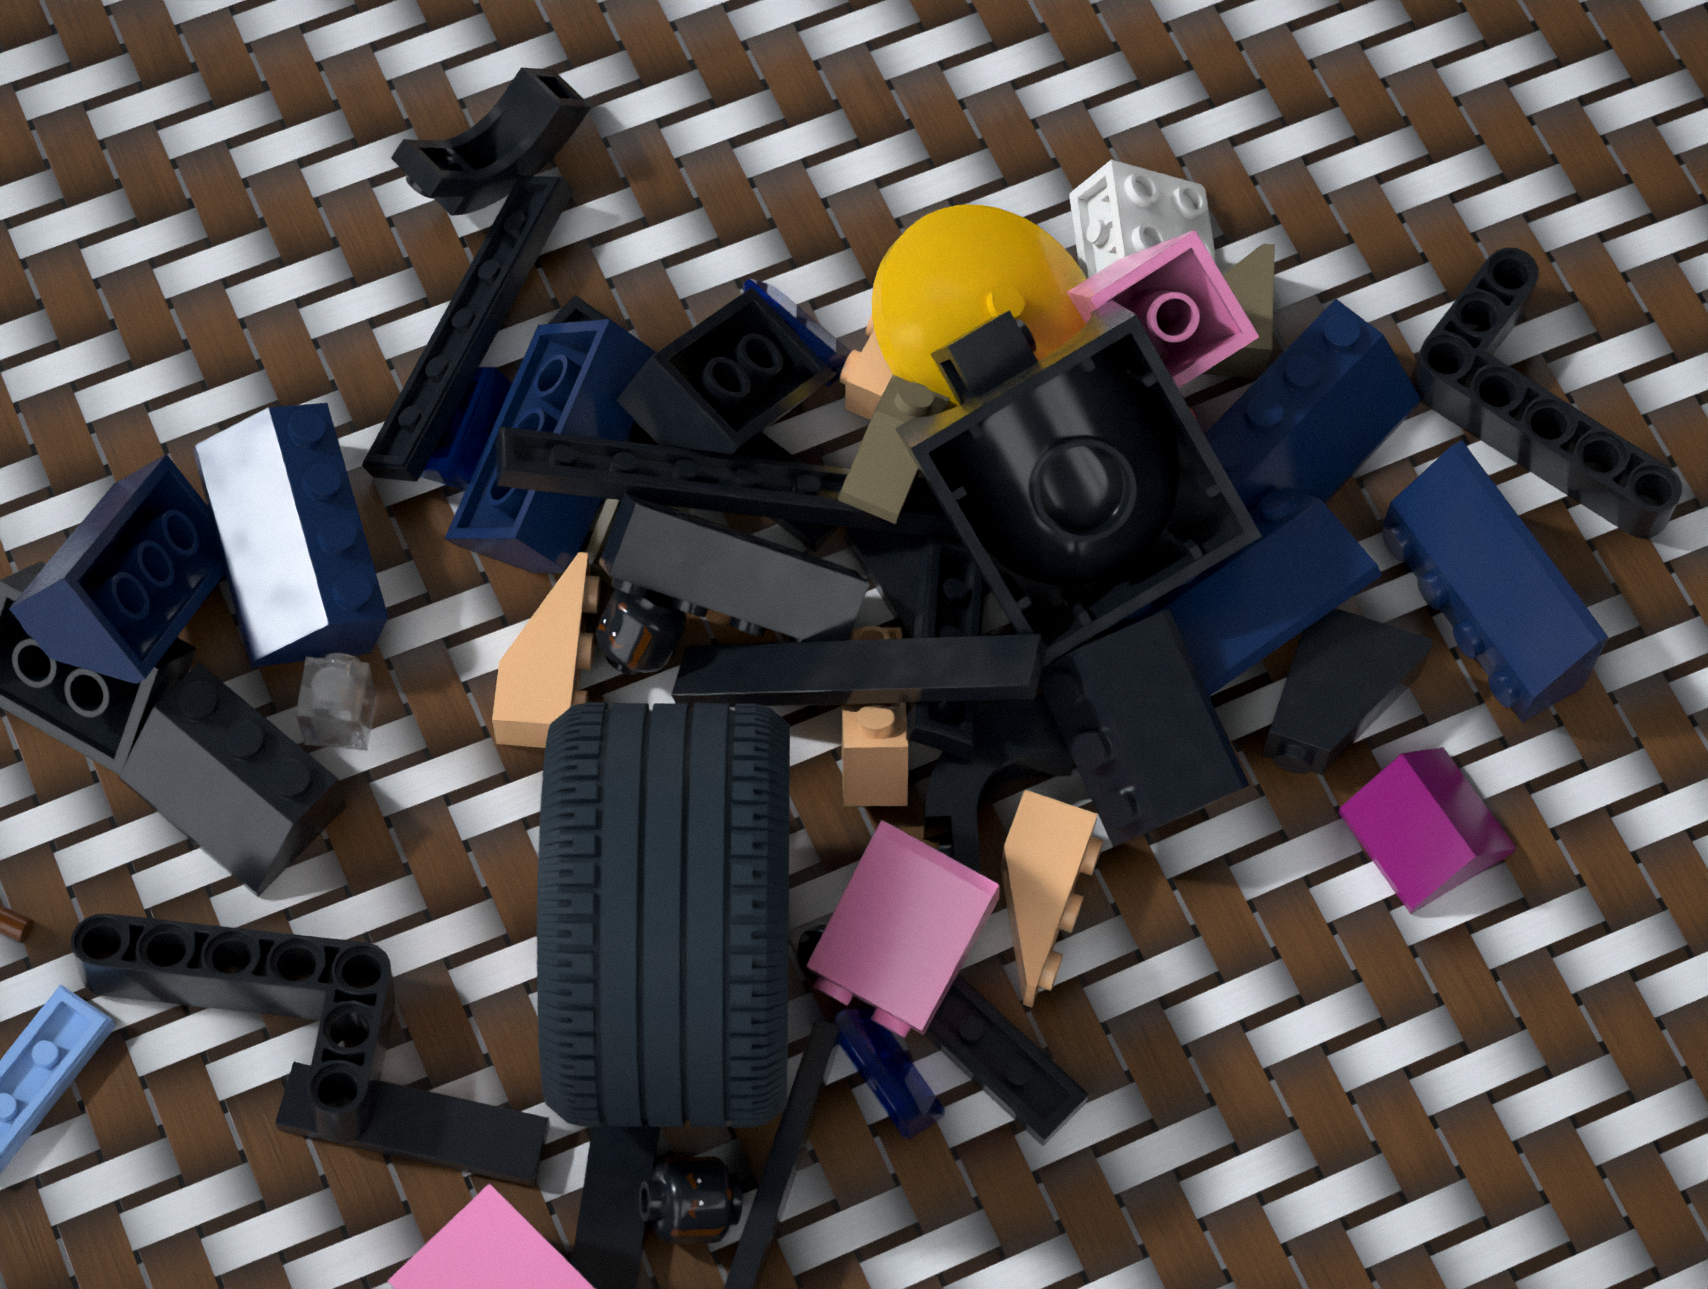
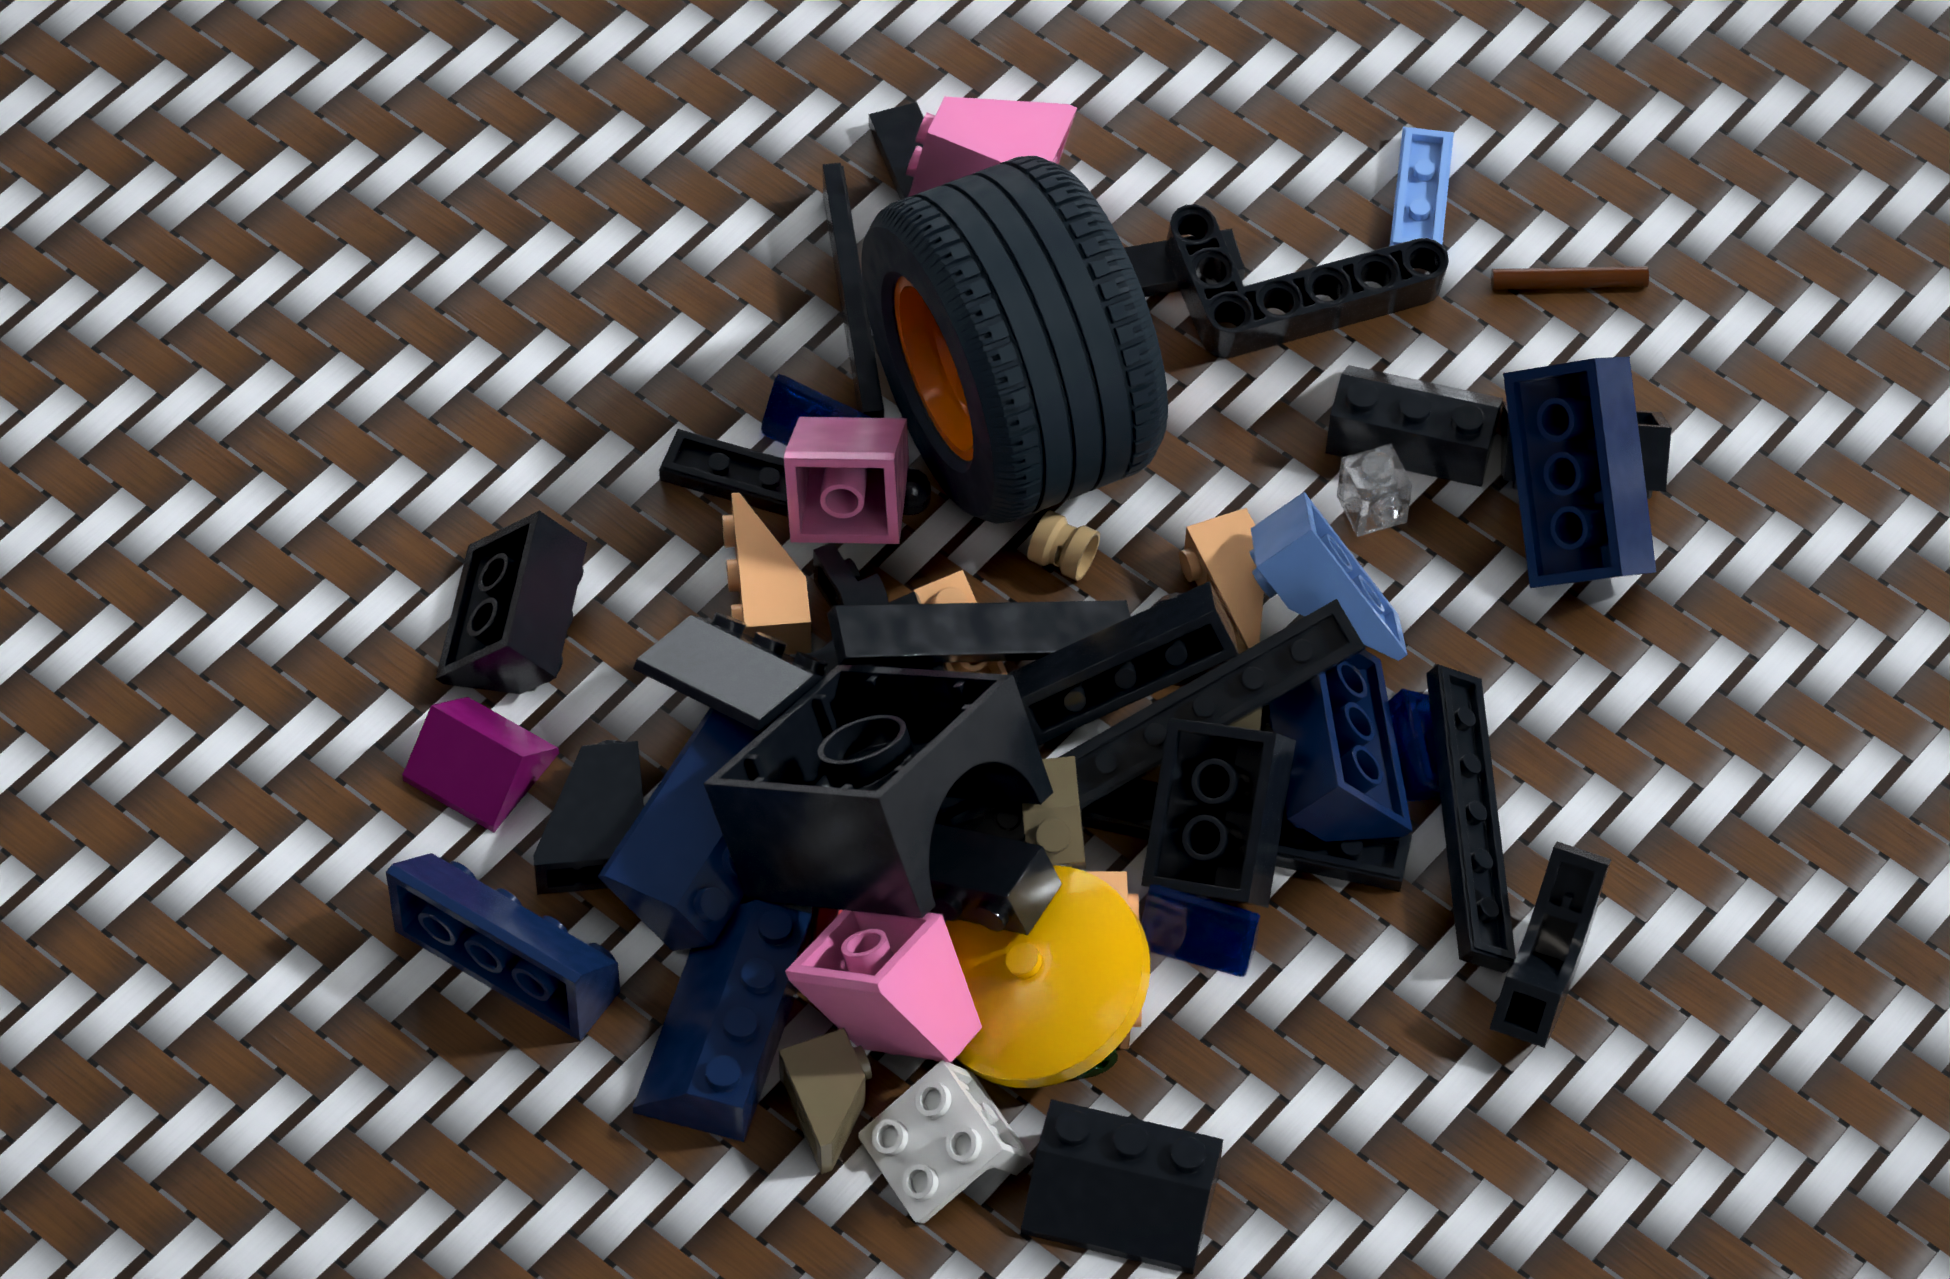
camera: 155 degrees right, 10 degrees down
(291, 536) = (1490, 583): slope -> none
(475, 571) = (1311, 567): none -> medium blue slope
(1000, 128) = (1122, 1186): none -> black slope
(1329, 978) = (513, 607): none -> black slope
(1532, 407) = (531, 1124): black beam -> none

